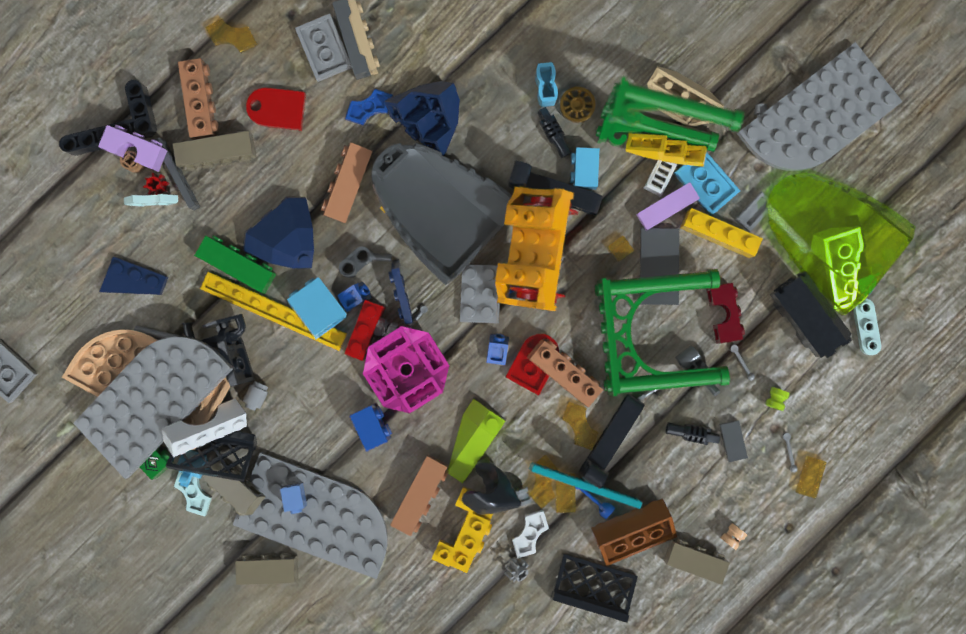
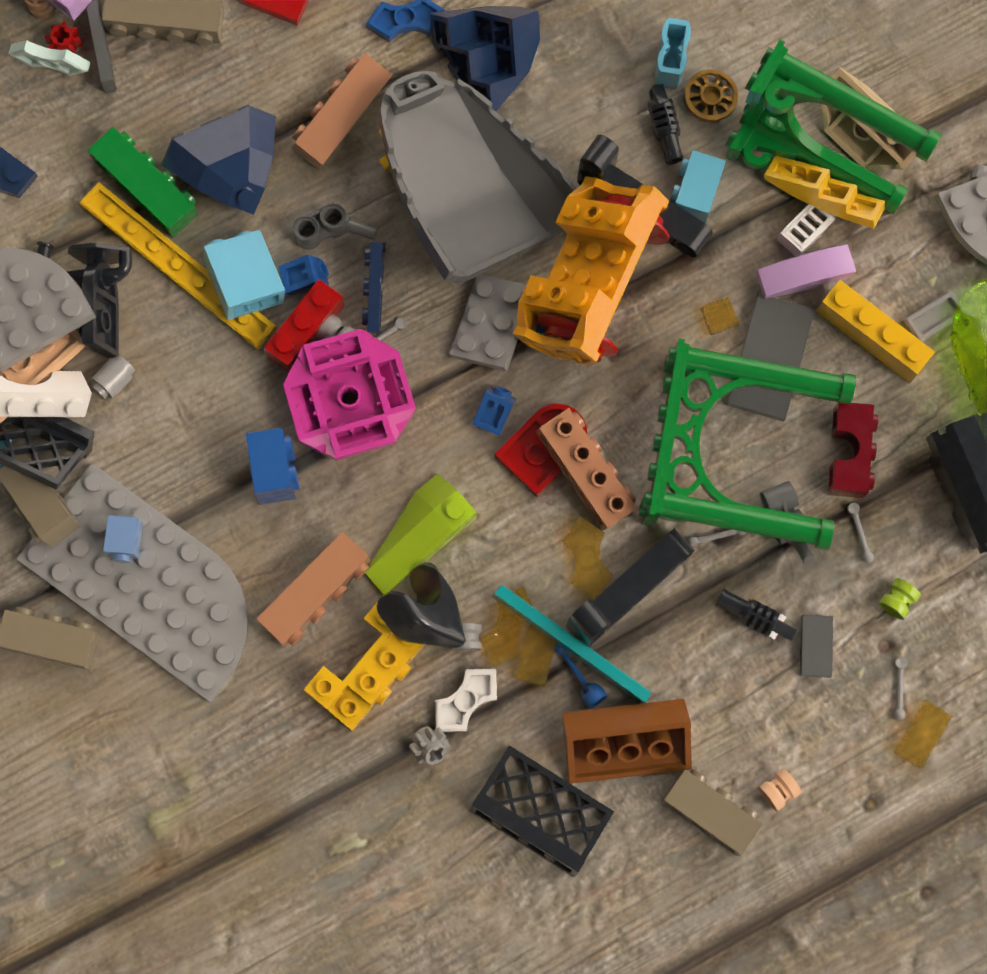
camera: 10 degrees right, 10 degrees down
(709, 183) = (878, 258): medium azure tile -> none

